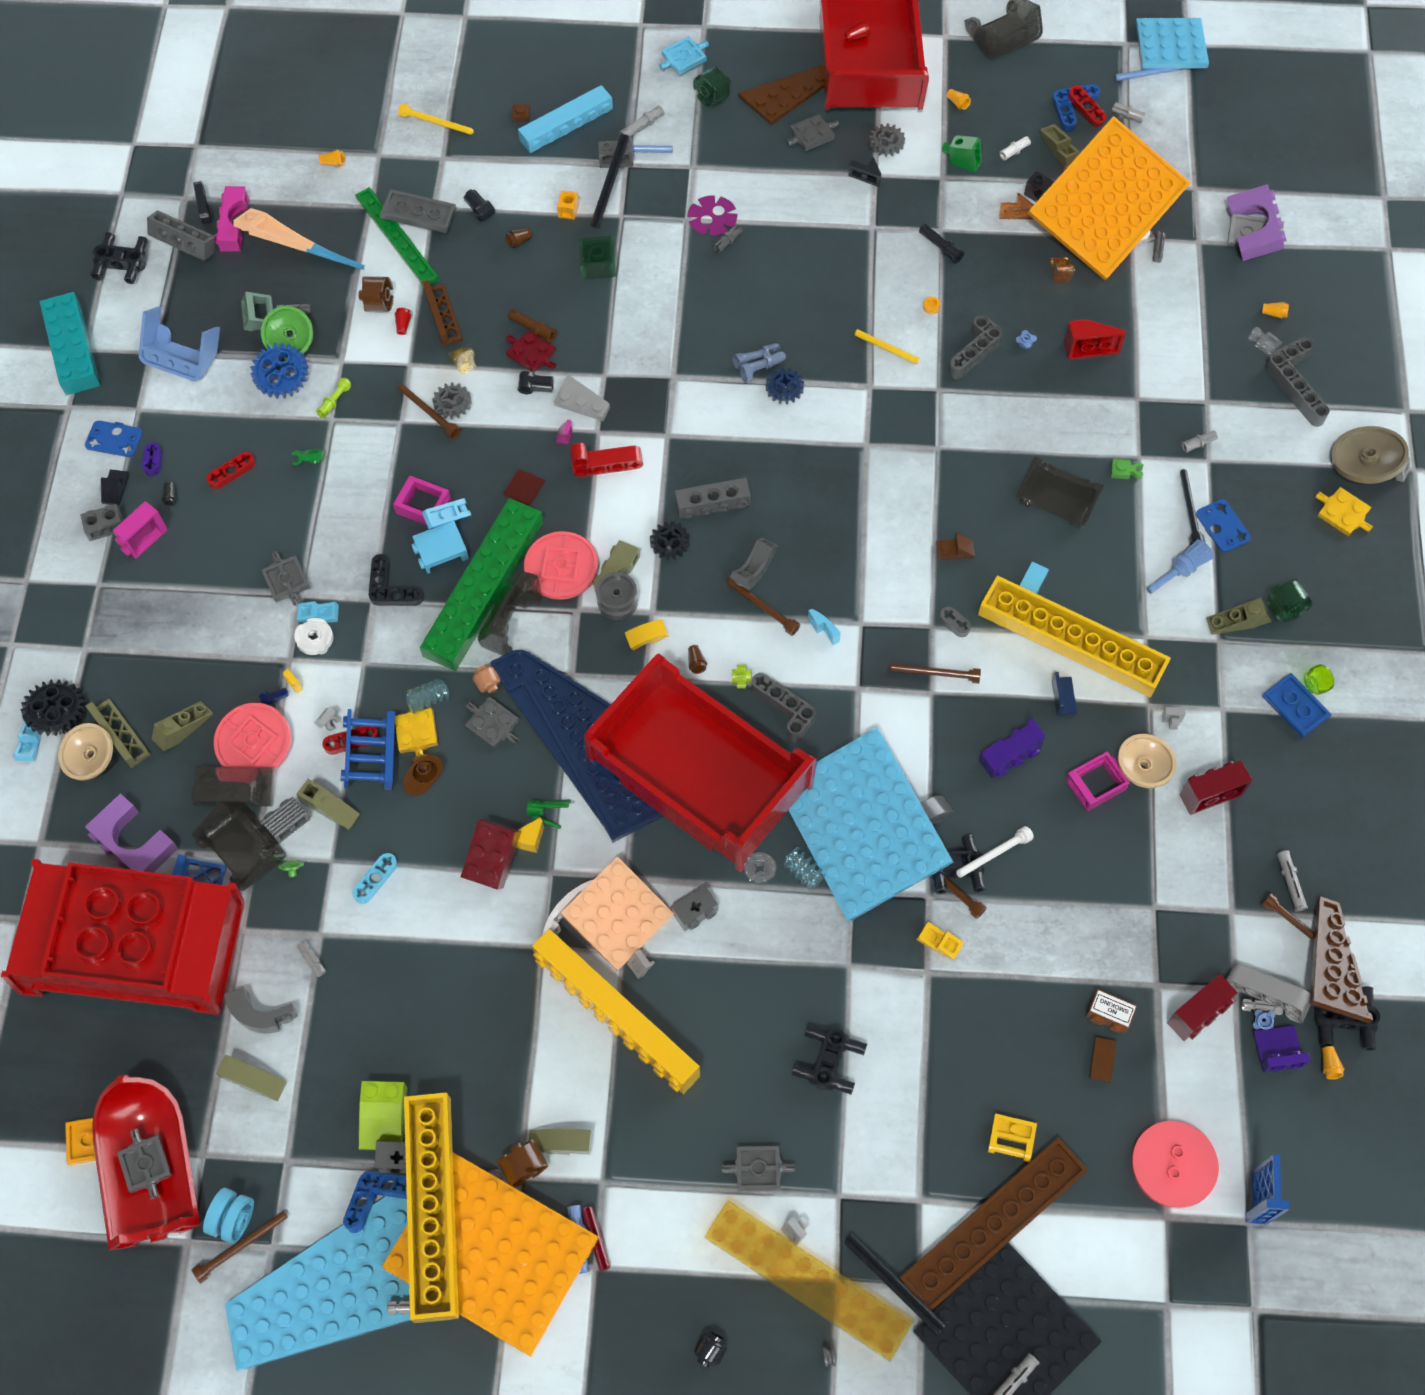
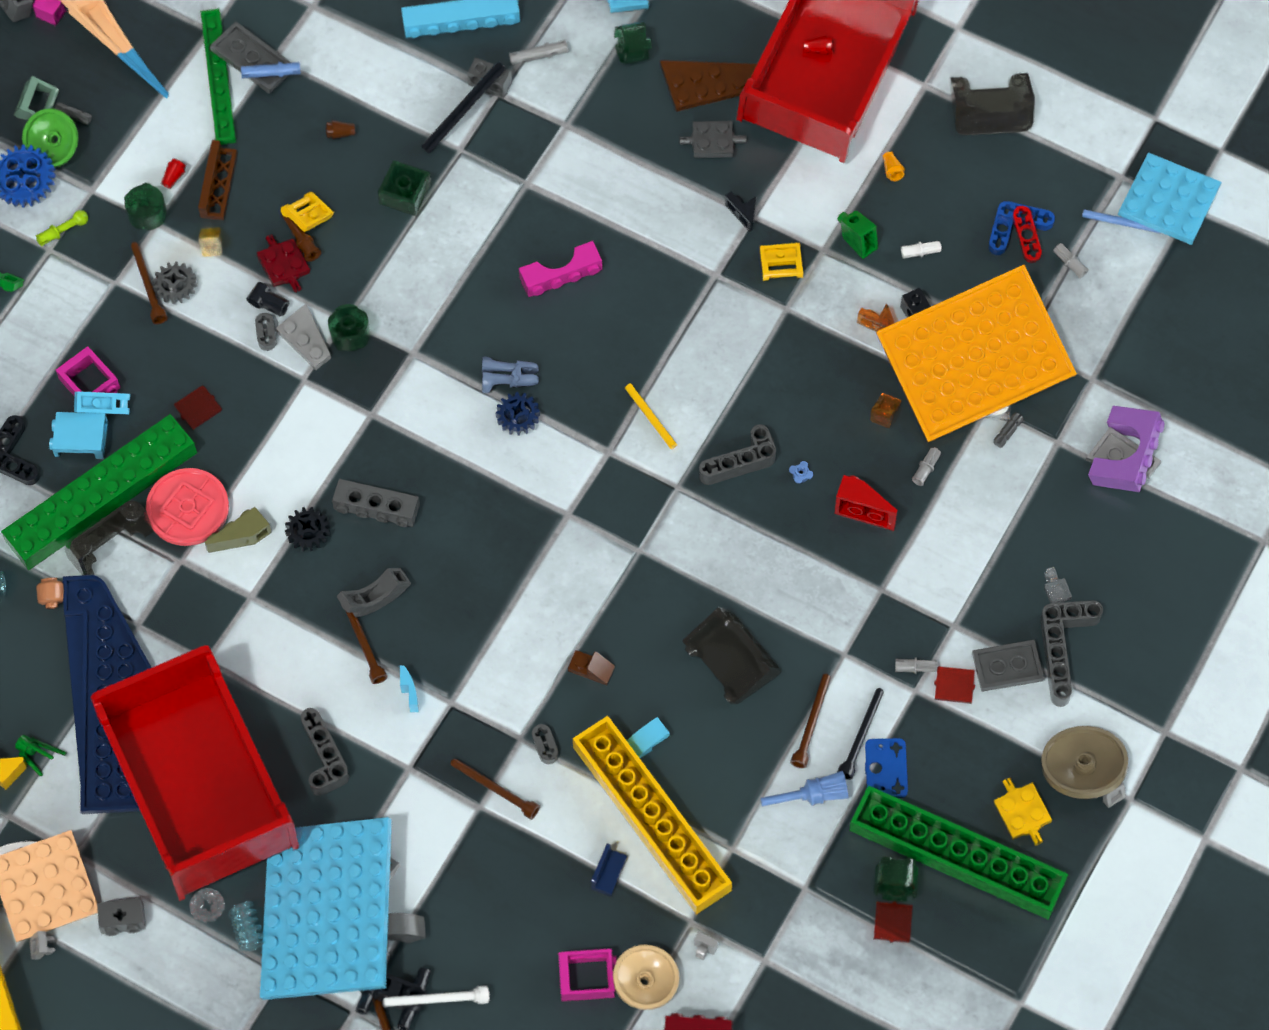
camera: 25 degrees right, 0 degrees up
(376, 294) = (160, 133): reddish brown brick -> none
(395, 353) = (145, 207): none -> clear green brick
(445, 210) = (270, 70): none -> medium blue pin
(481, 208) = (318, 78): black piece -> none
(492, 723) = (33, 640): dark grey plate -> none
(533, 308) = (310, 216): none -> yellow plate
(549, 406) = (270, 331): none -> dark grey beam
(565, 432) = (269, 367): dark pink slope -> none
(568, 205) = (409, 122): light orange brick -> none
(604, 460) = (288, 414): red beam -> none
(614, 376) = (349, 328): none -> clear green brick
(617, 596) = (221, 564): dark grey wheel -> none
(646, 633) = (231, 616): yellow slope -> none
(652, 148) = (533, 86): medium blue bar -> none
(696, 660) = (264, 666): reddish brown cone -> none
(708, 204) = (557, 174): magenta piece -> none
(727, 238) = (554, 223): dark grey pin -> none
(740, 282) = (538, 278): none -> dark pink arch
(741, 676) = (296, 703): lime gear -> none
(887, 140) = (786, 182): dark grey gear -> none
(916, 192) = (778, 256): none -> yellow plate
(931, 305) = (725, 390): light orange tile -> none
(947, 247) = (777, 332): black pin -> none
(1013, 750) = (518, 904): dark purple wedge -> none
(1059, 144) = (970, 264): olive slope -> none
(1116, 297) = (926, 466): none -> light grey axle
(1123, 469) = (818, 659): bright green plate -> none
(1156, 545) = (800, 757): none -> reddish brown piece
(1235, 443) = (954, 685): none -> clear red piece
(1240, 617) = (839, 874): olive slope -> none
(1266, 412) = (1007, 665): none -> dark grey plate
(1277, 310) = (1092, 558): light orange cone -> none
(1296, 705) = (841, 992): blue tile -> none
(1300, 636) = (893, 922): none -> clear red piece
(1319, 679) = (877, 976): clear neon green hair -> none
(1320, 560) = (958, 852): none -> green brick

